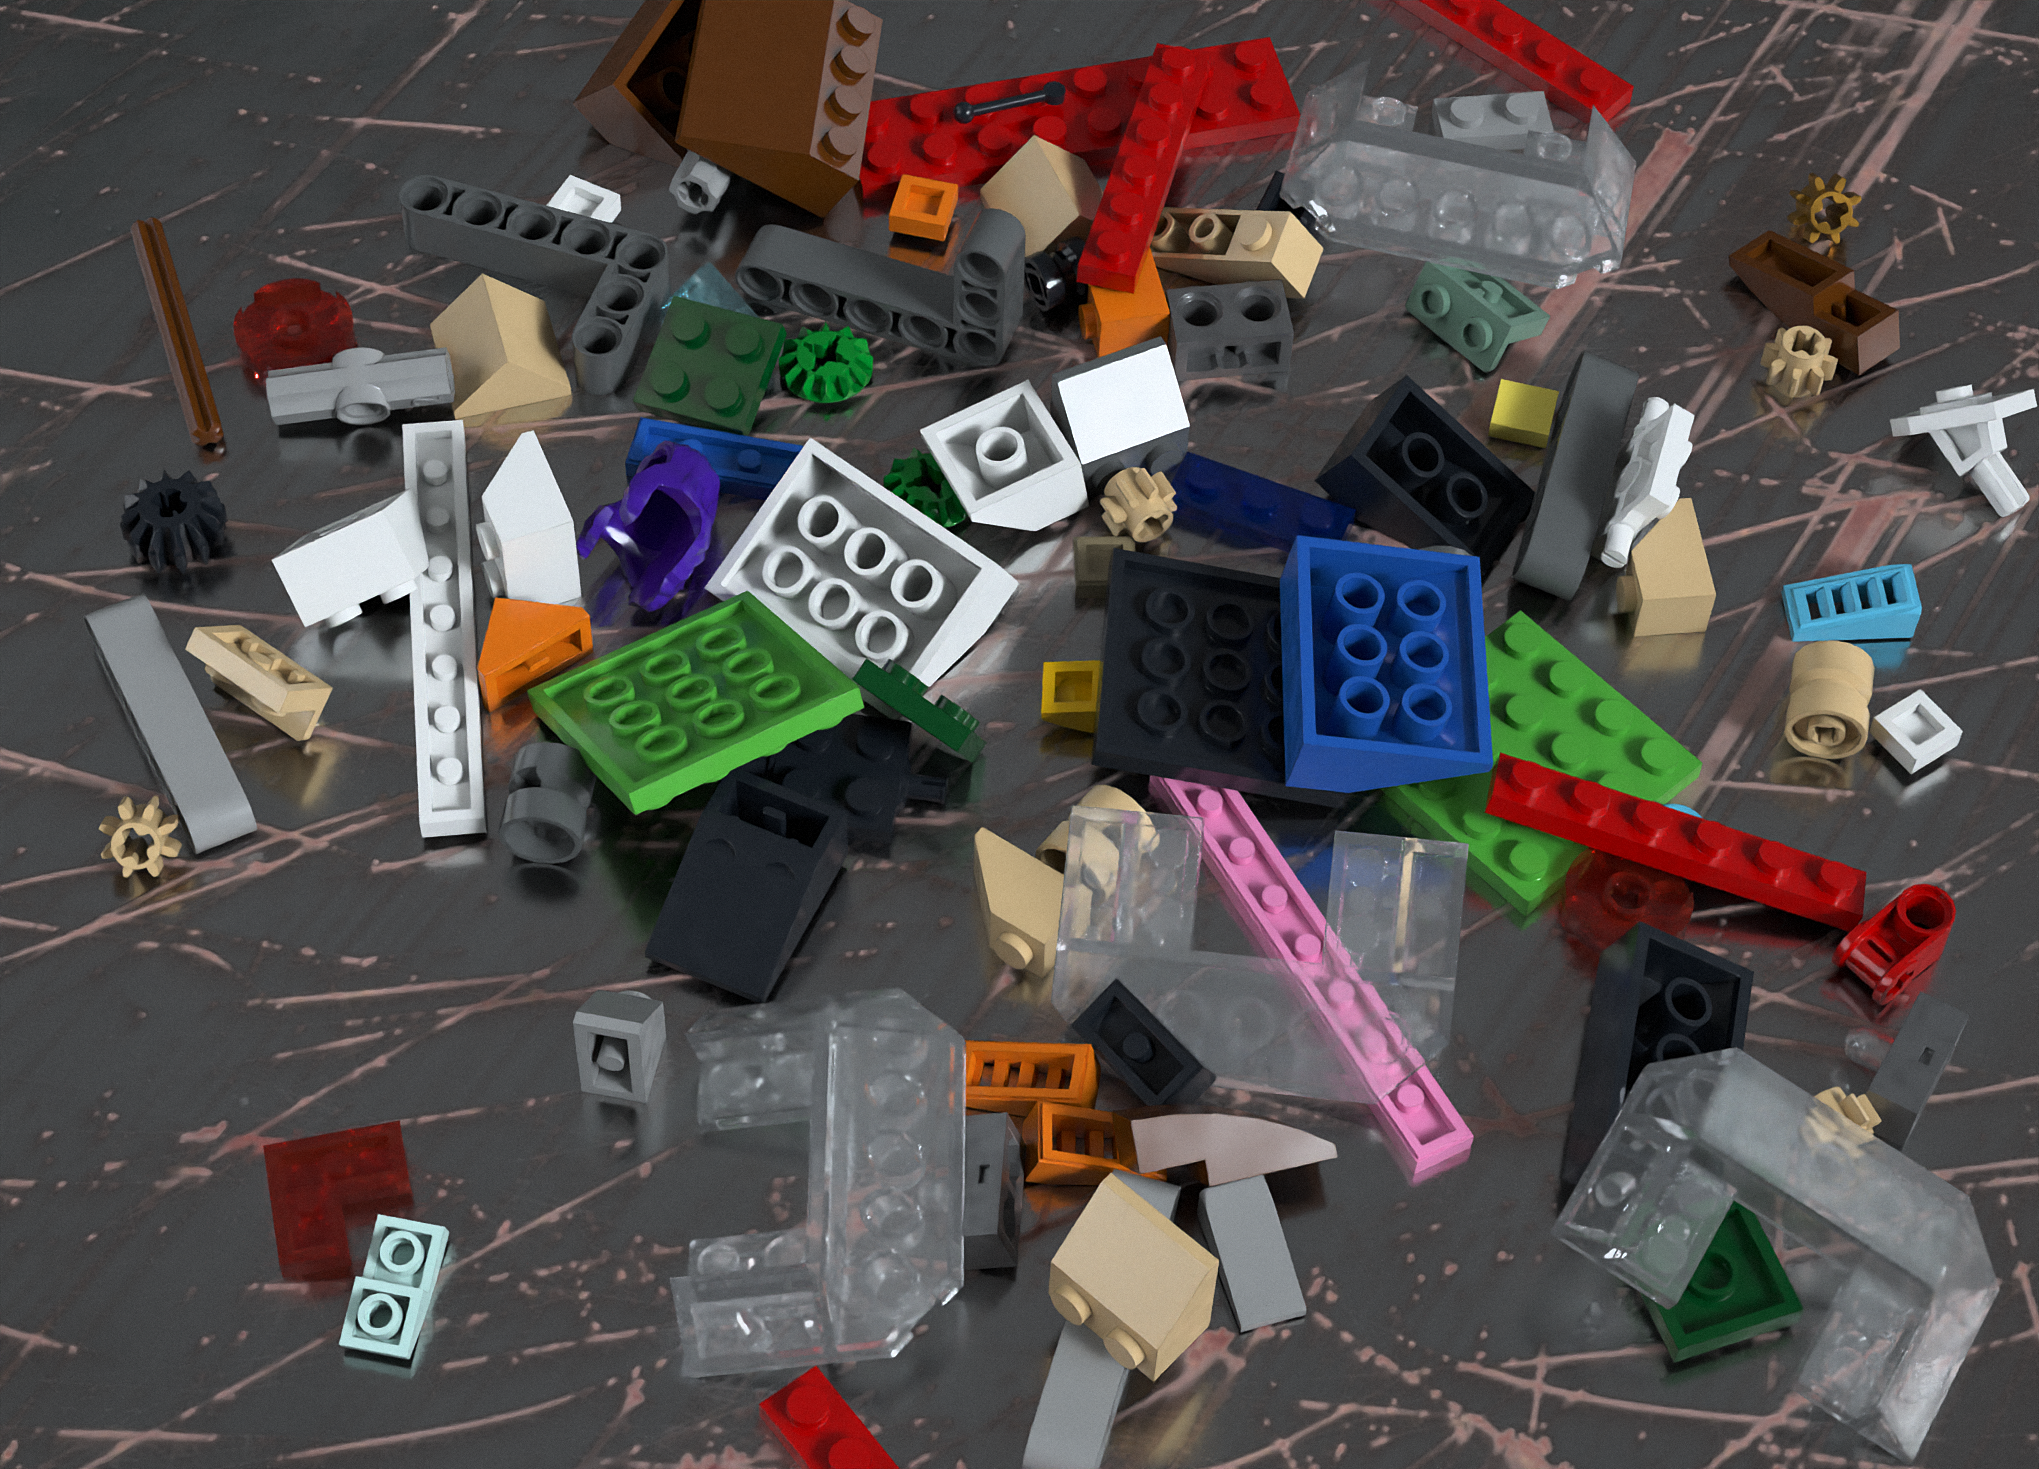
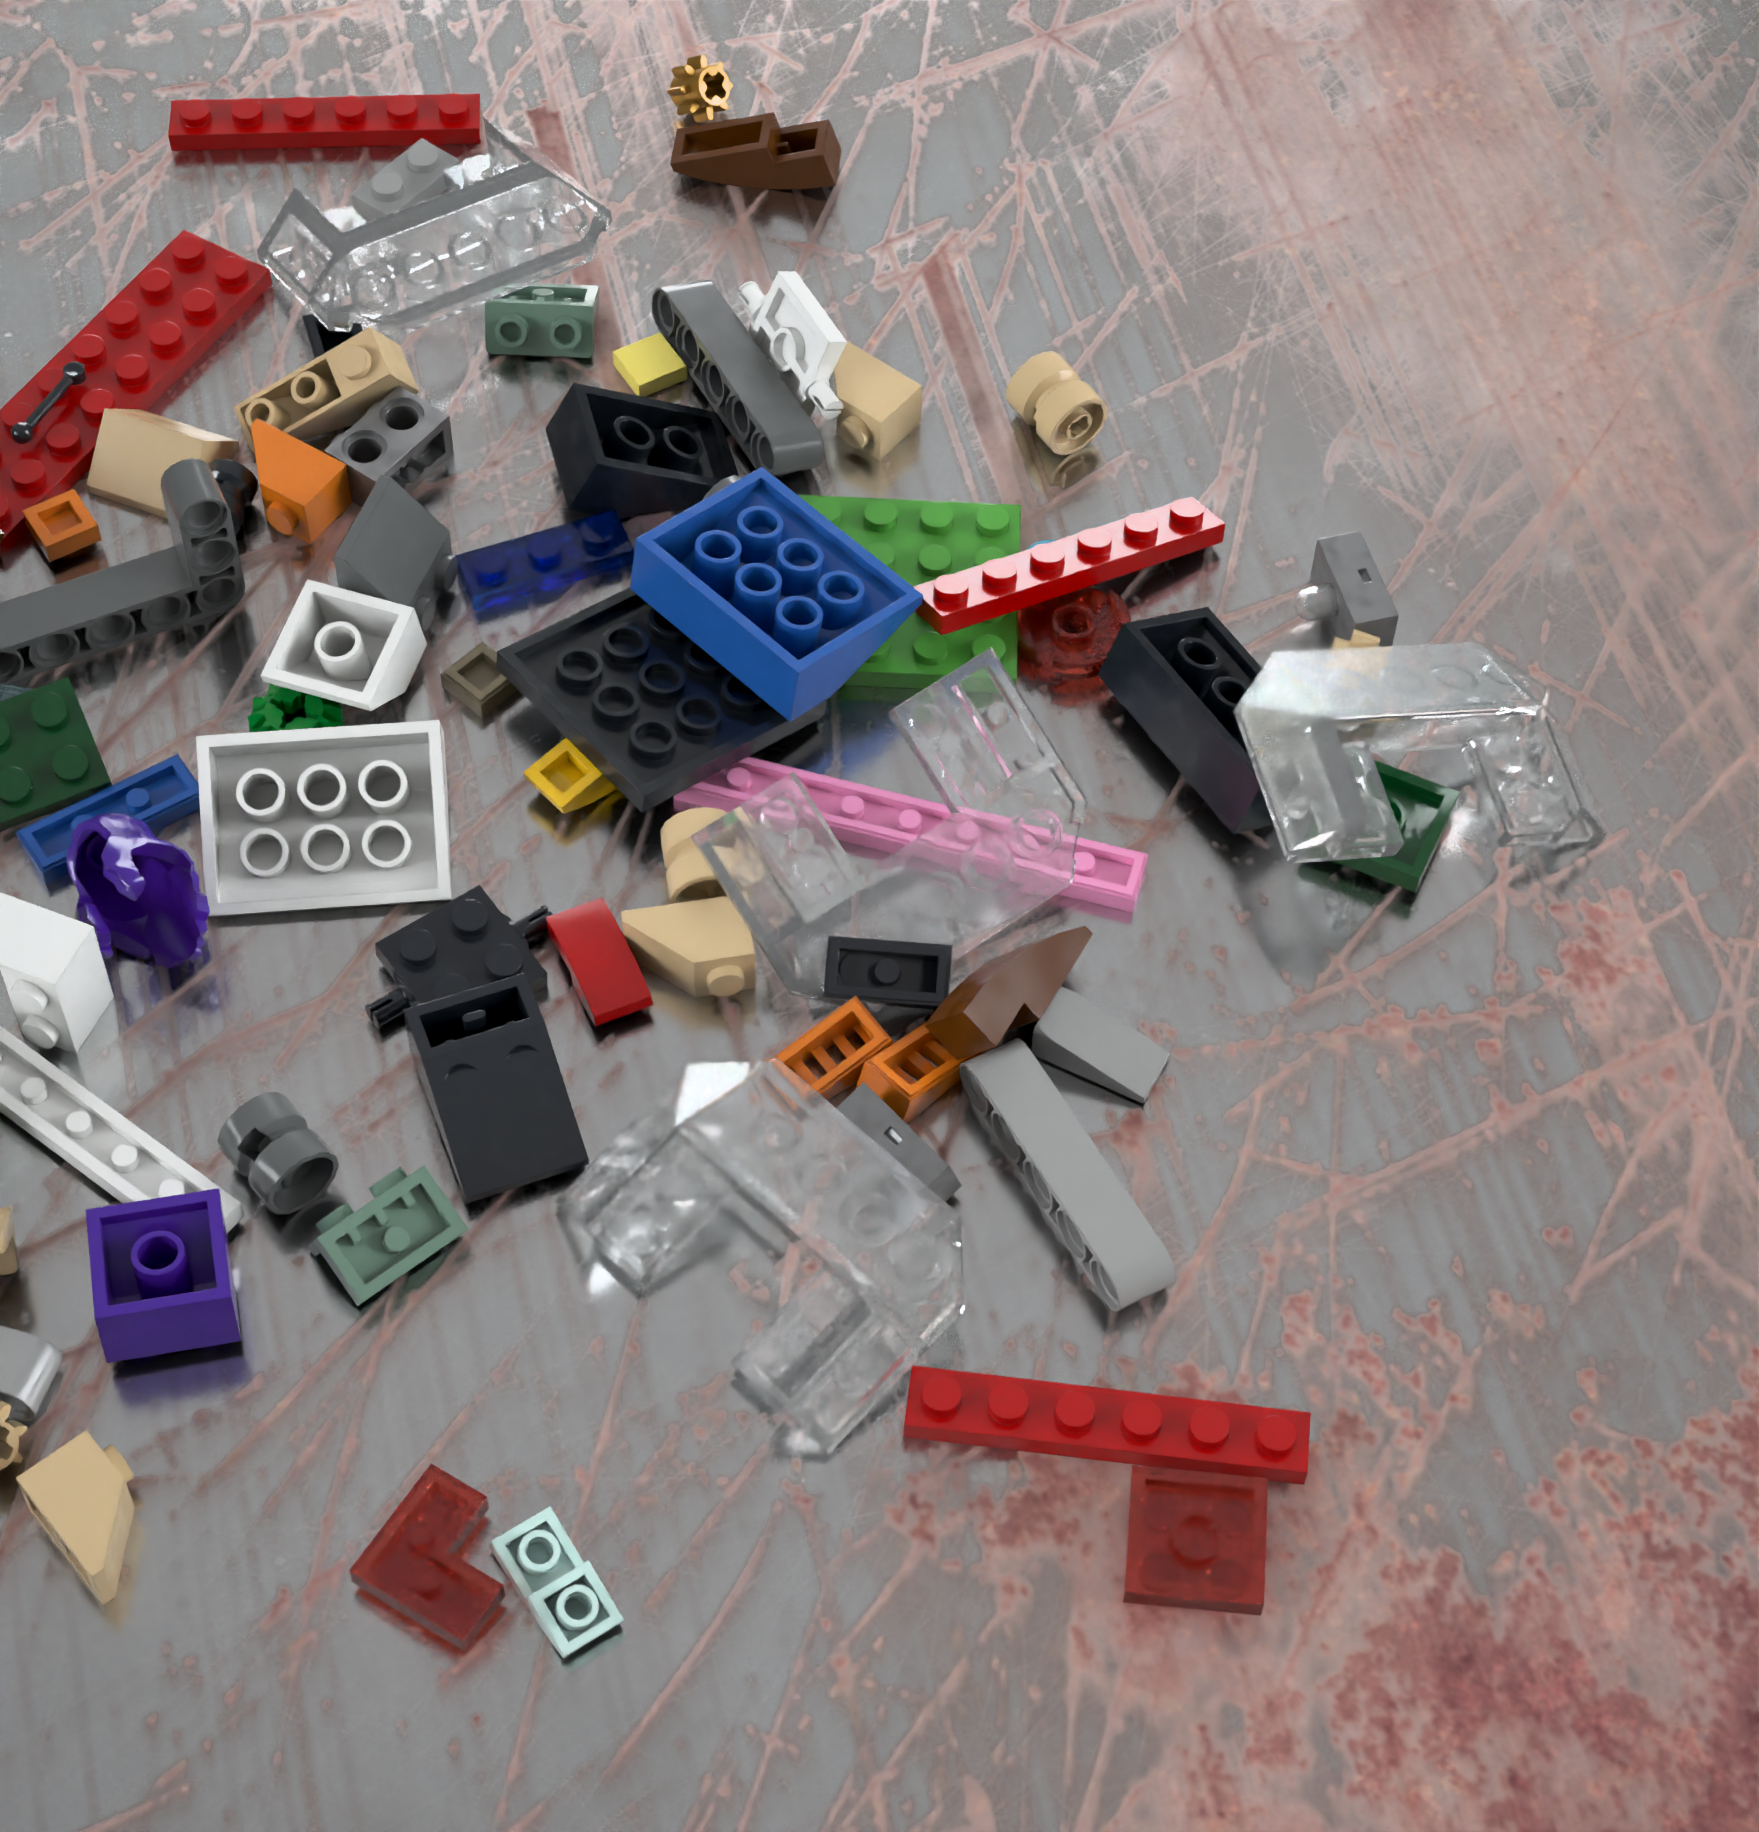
camera: 45 degrees left, 0 degrees up
(150, 947) = (84, 1508): none -> tan slope
(369, 822) = (162, 1275): none -> dark purple slope
(528, 646) = (125, 1054): orange slope -> none
(559, 929) = (388, 1234): none -> sand green bracket
(619, 1043) = (532, 1270): light grey slope -> none
(694, 701) = (314, 991): bright green plate -> none
(833, 380) = (137, 691): green gear -> none
(905, 695) = (466, 863): dark green plate -> none
(937, 856) = (599, 961): none -> red slope
(1133, 1279) = (1085, 1108): tan slope -> none
(1138, 504) = (466, 614): tan gear -> none
(1144, 169) = (213, 376): red plate -> none
(1799, 361) = (793, 201): tan gear -> none
(1875, 585) = (1016, 308): medium azure slope -> none
(1892, 950) = (1262, 521): red piece -> none
(1915, 731) = (1125, 385): white plate -> none
(1972, 437) = (954, 169): white piece -> none

